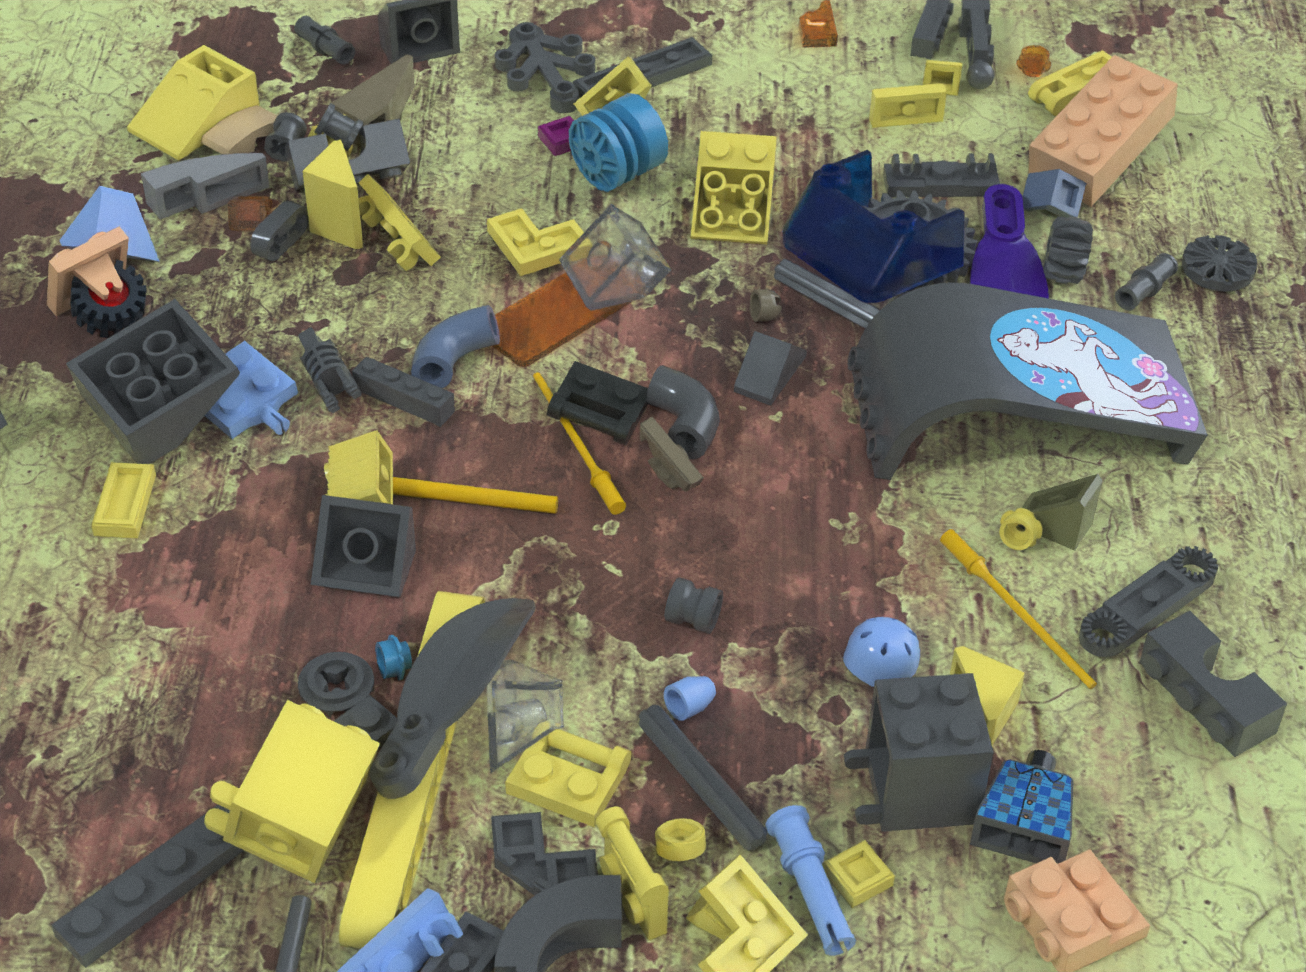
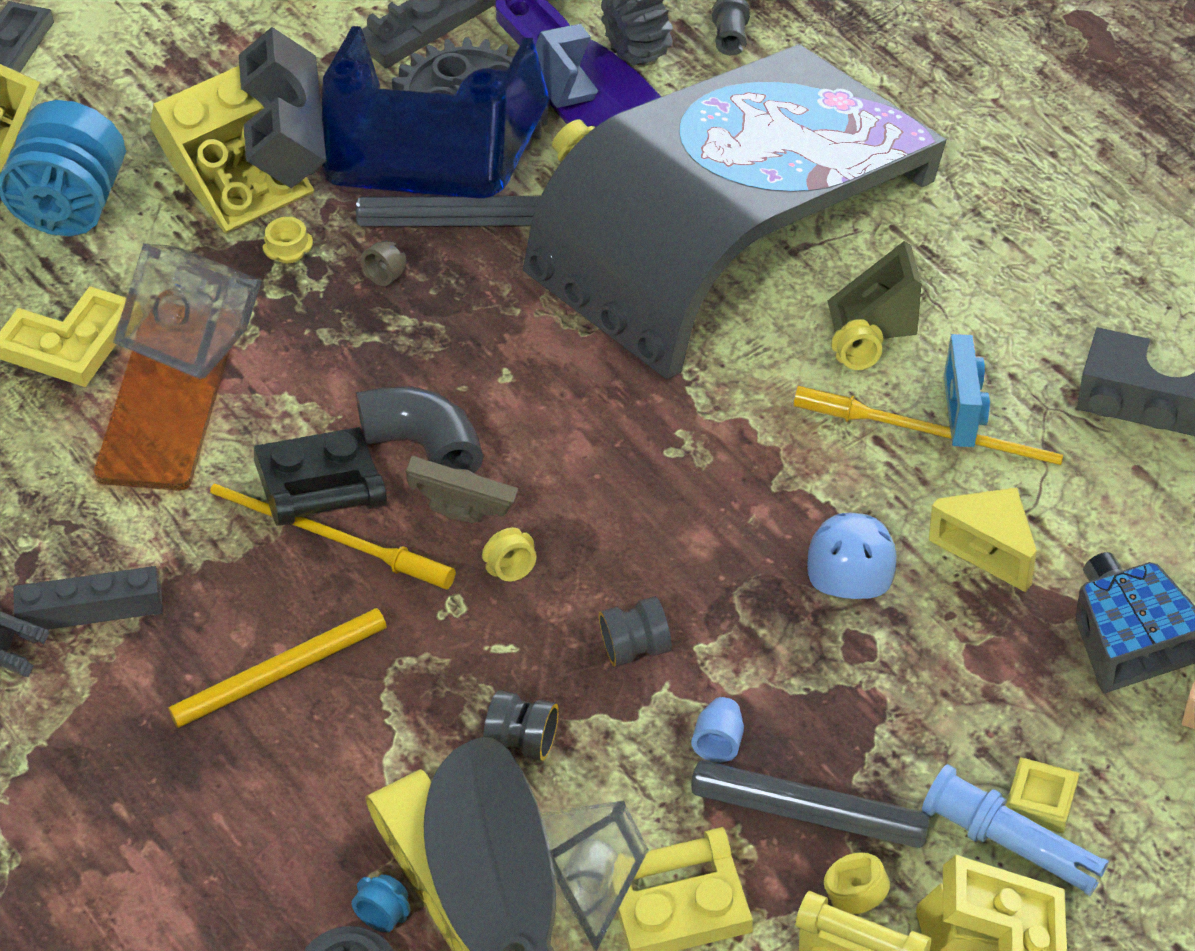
camera: 35 degrees left, 5 degrees up
(361, 469) = (152, 733): light yellow brick -> none
(363, 546) = (231, 803): dark grey slope -> none
(452, 340) = (88, 512): sand blue cylinder -> none
(566, 608) = (522, 724): none -> dark grey wheel
(664, 524) = (509, 554): none -> light yellow plate
(718, 260) = (286, 240): none -> light yellow plate
(767, 367) = (455, 330): dark grey slope -> none
(768, 188) = (288, 131): none -> dark grey arch
(924, 753) = (1013, 629): dark grey container -> none
(988, 249) = (559, 57): none -> sand blue panel
(1054, 599) = (963, 382): none -> dark azure plate
(1148, 601) = (1037, 343): dark grey plate -> none

